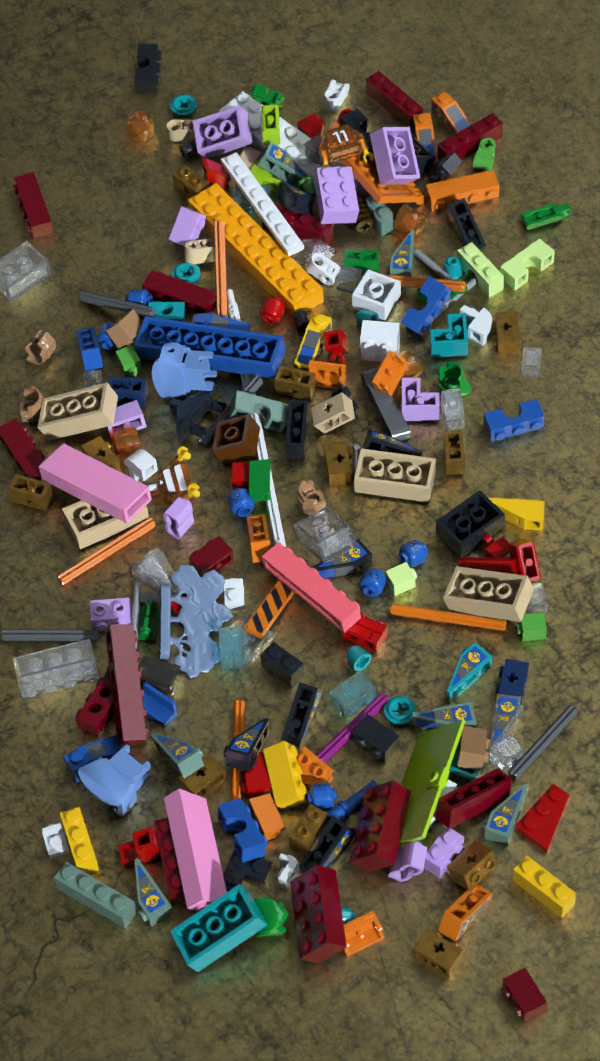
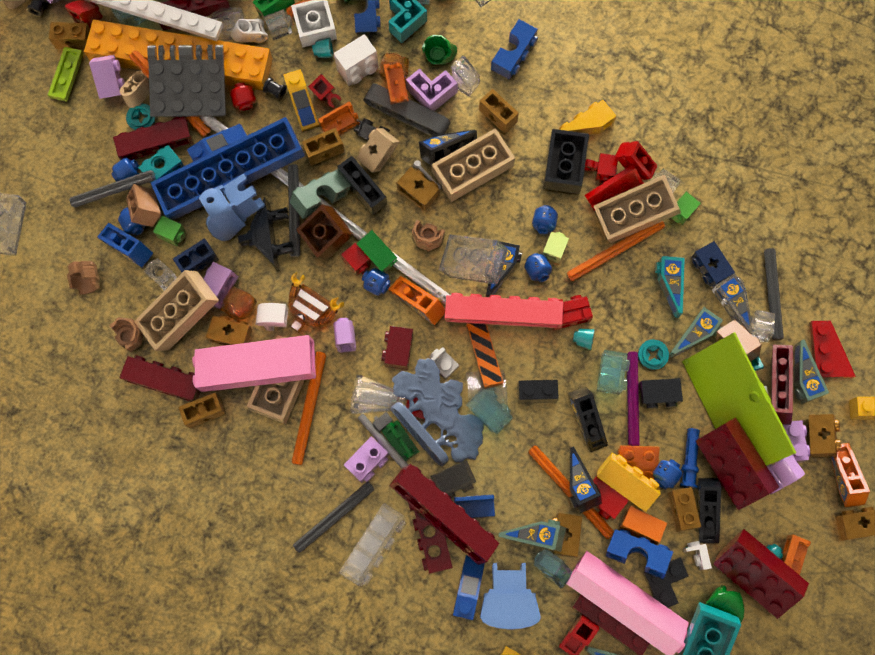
camera: 45 degrees left, 20 degrees up
(162, 208) = (65, 74): none -> lime plate
(165, 780) = (552, 568): none -> clear light blue brick
(239, 270) = (186, 85): none -> dark grey hinge

